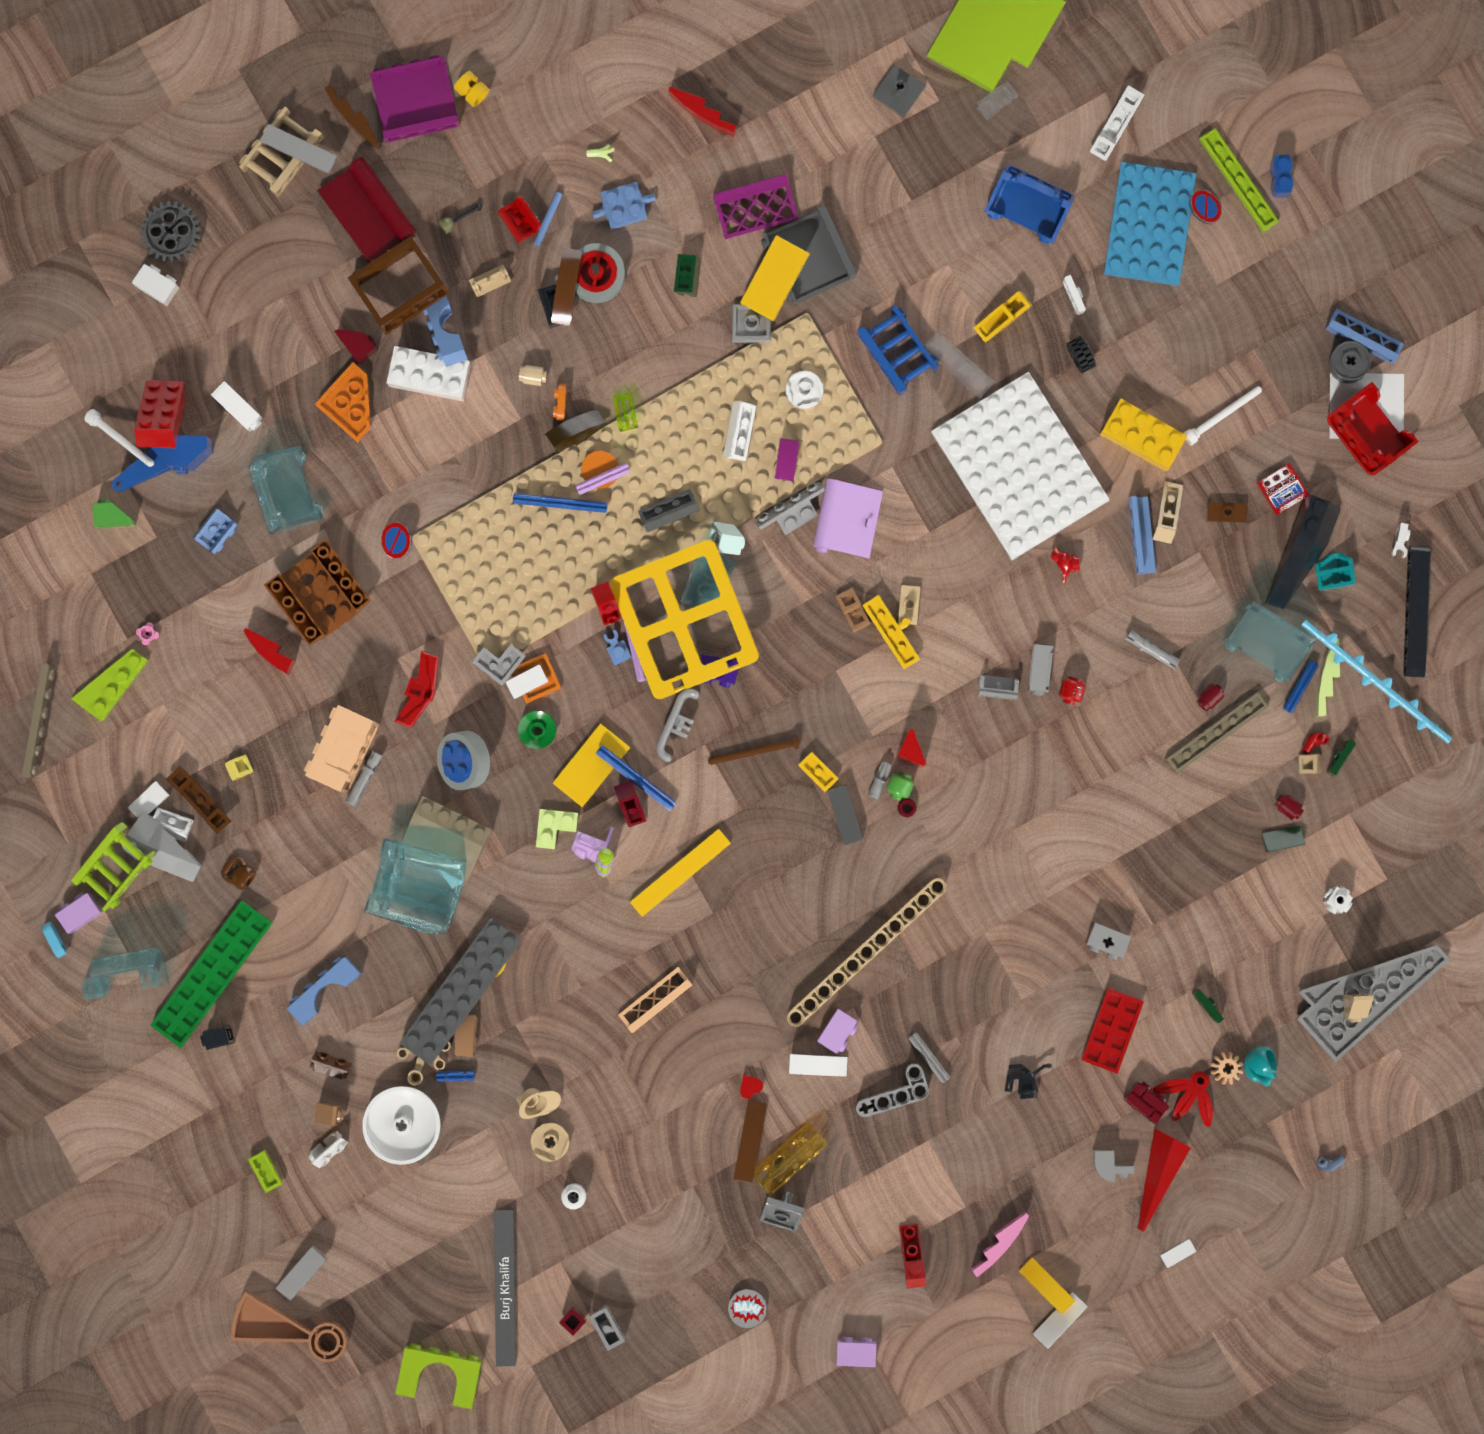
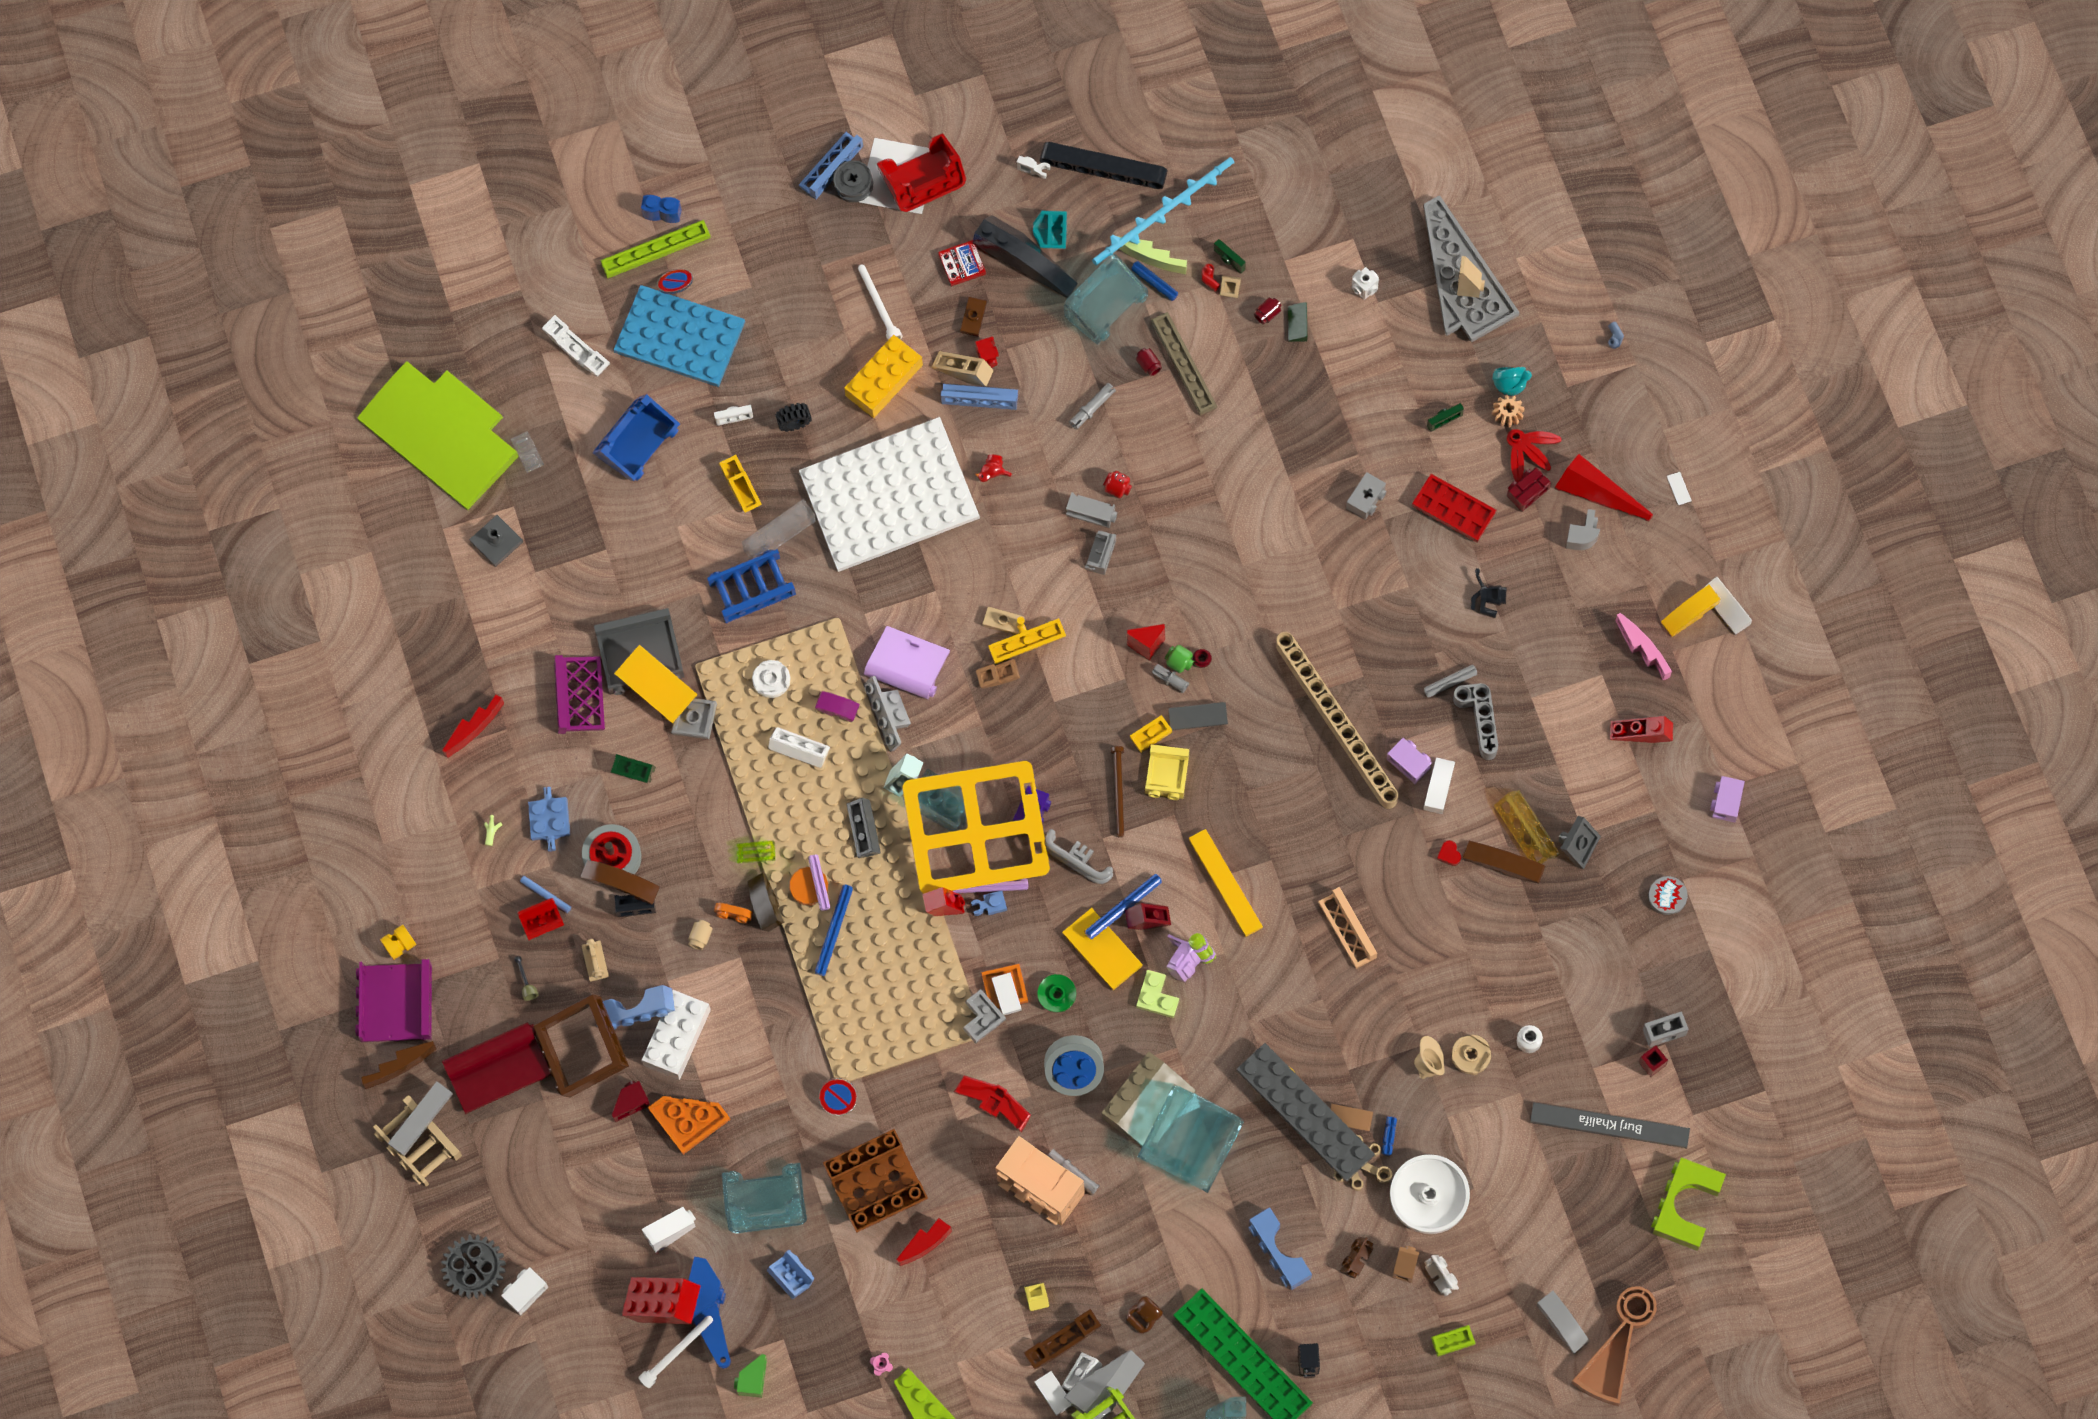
camera: 75 degrees left, 15 degrees down
(780, 795) = (1167, 772): none -> light yellow panel
(1188, 533) = (987, 350): none -> red brick

